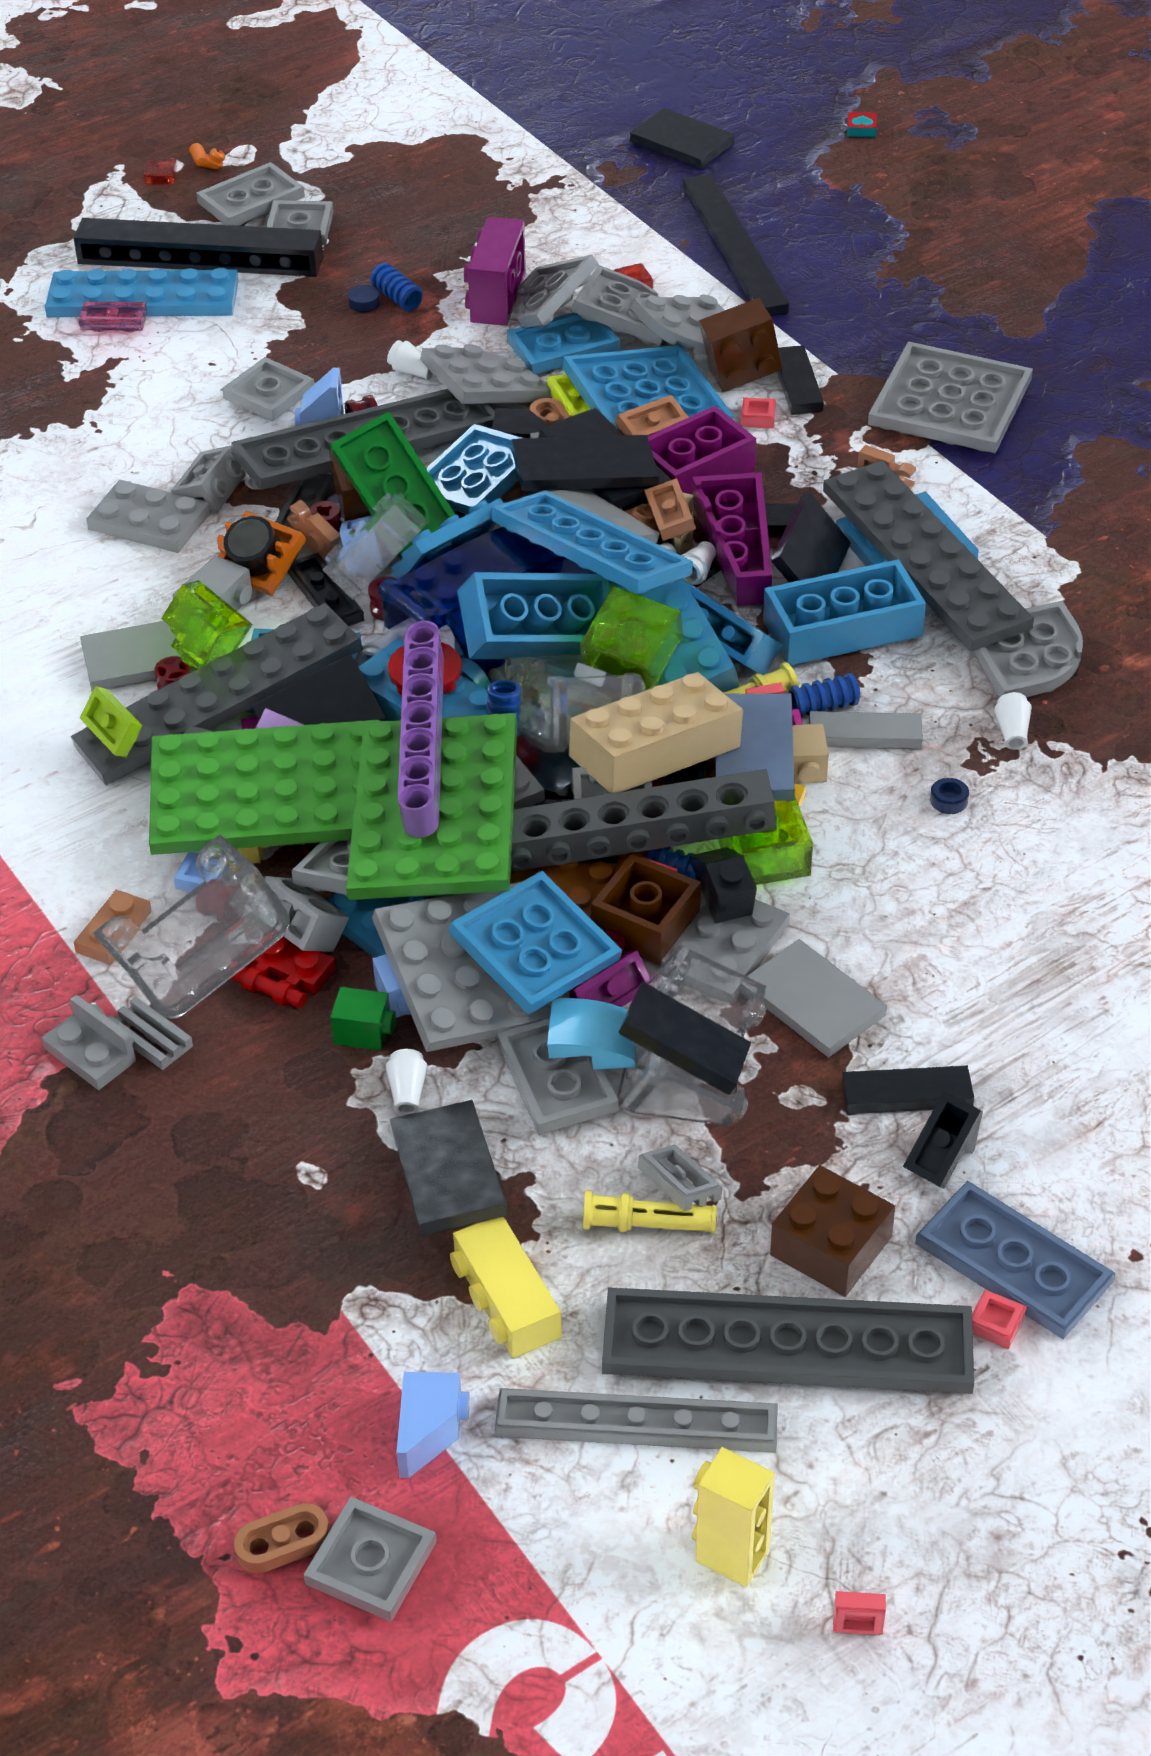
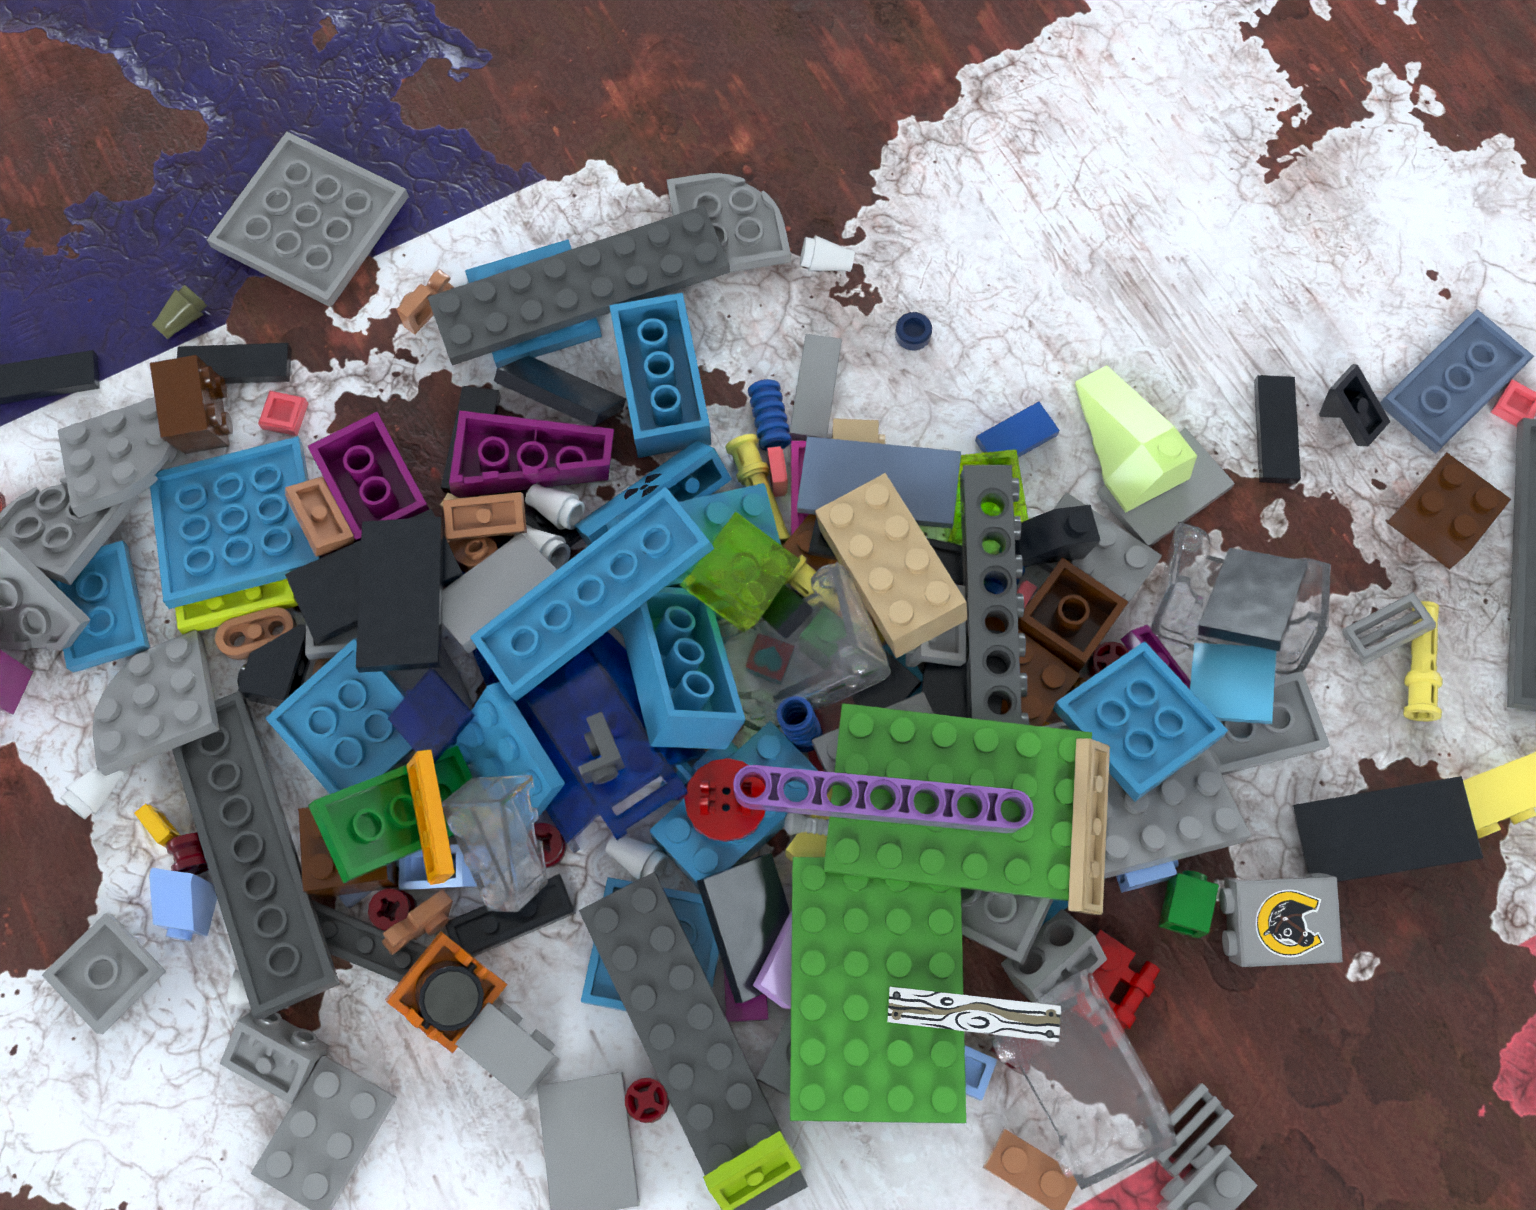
camera: 85 degrees left, 25 degrees up
(203, 625) = (592, 1050): clear neon green brick -> none
(238, 820) = (974, 1014): none -> sticker
(347, 1083) = (1281, 921): none -> light grey panel
(385, 389) = (156, 824): none -> yellow tile
(406, 1079) = (1263, 864): white cone -> none
(412, 486) = (430, 817): none -> light orange tile
(415, 883) = (1089, 827): none -> tan tile
(448, 557) = (601, 743): none -> dark grey bracket
(477, 491) = (431, 715): none -> clear blue piece
(838, 341) = (179, 312): none -> olive cone
(849, 878) = (1020, 432): none -> blue tile
(854, 958) = (1134, 442): none -> yellowish green wedge

